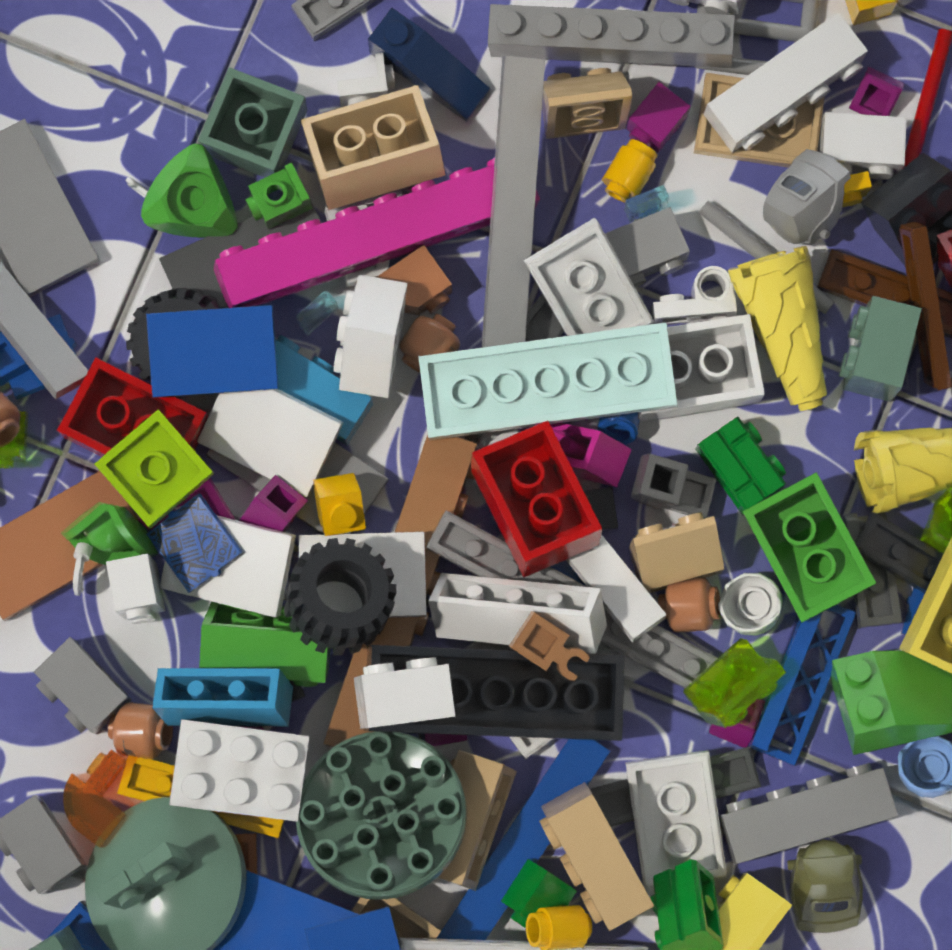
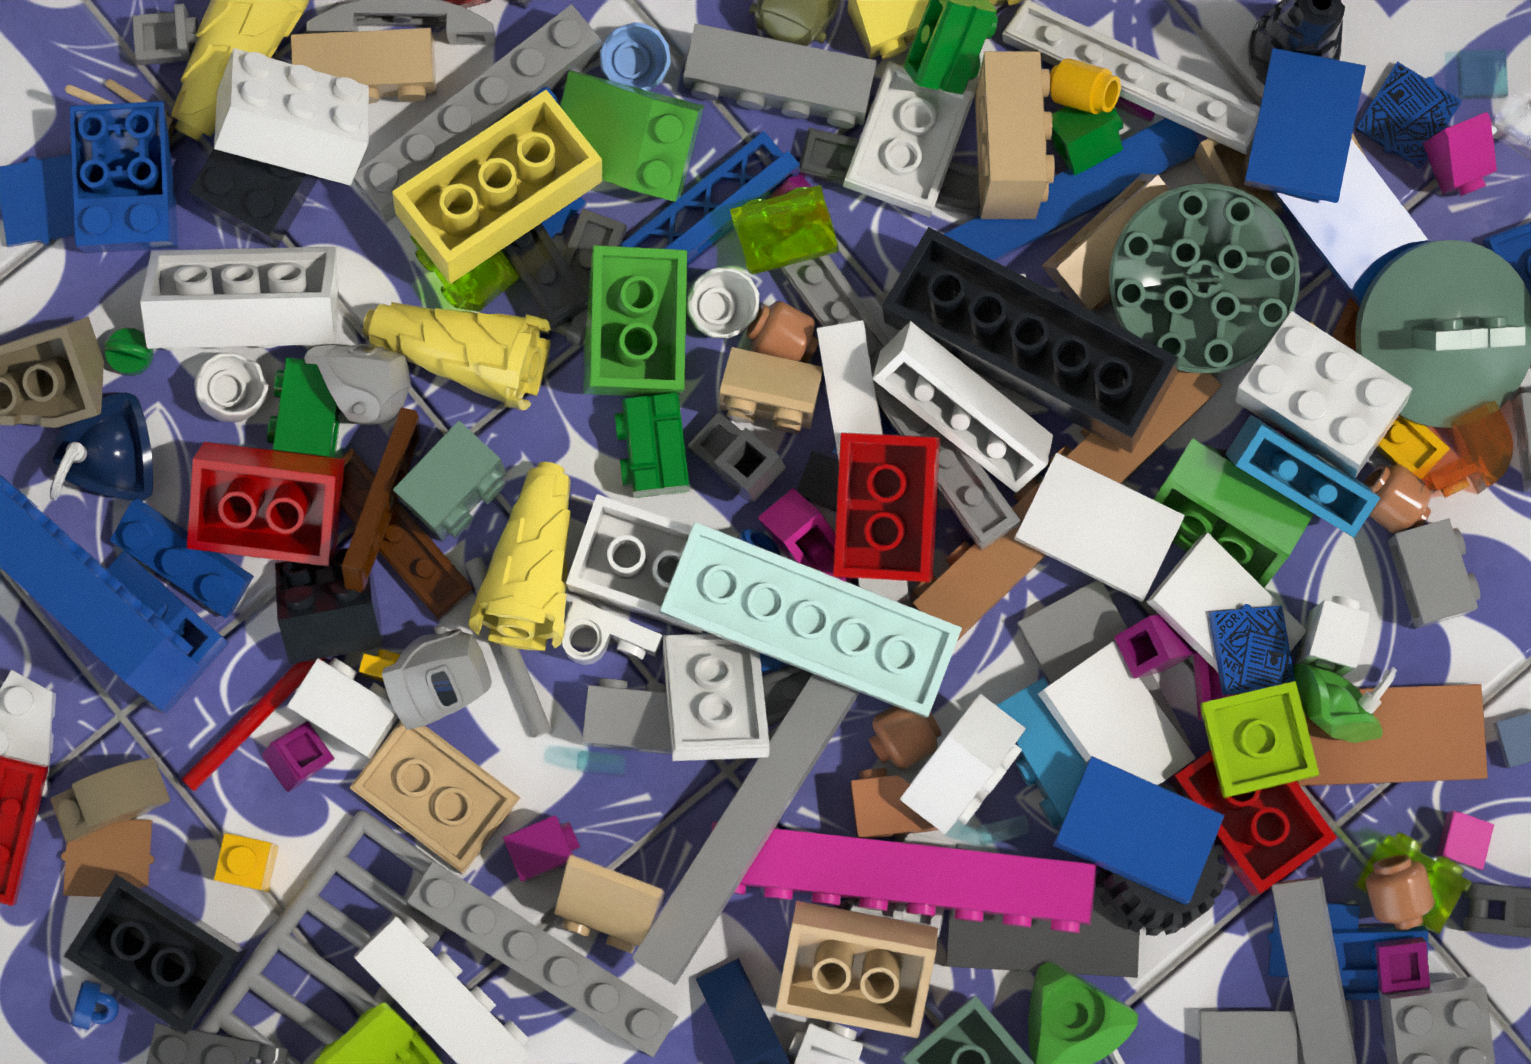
camera: 155 degrees left, 0 degrees up
(291, 204) = (964, 975): bright green brick -> none
(339, 504) = (1085, 611): yellow brick -> none
(346, 565) = (1098, 504): black tyre -> none
(405, 695) = (1131, 361): white brick -> none
(543, 643) = (958, 351): medium nougat plate -> none
(629, 170) = (600, 808): yellow brick -> none
(785, 83) = (389, 809): white brick -> none

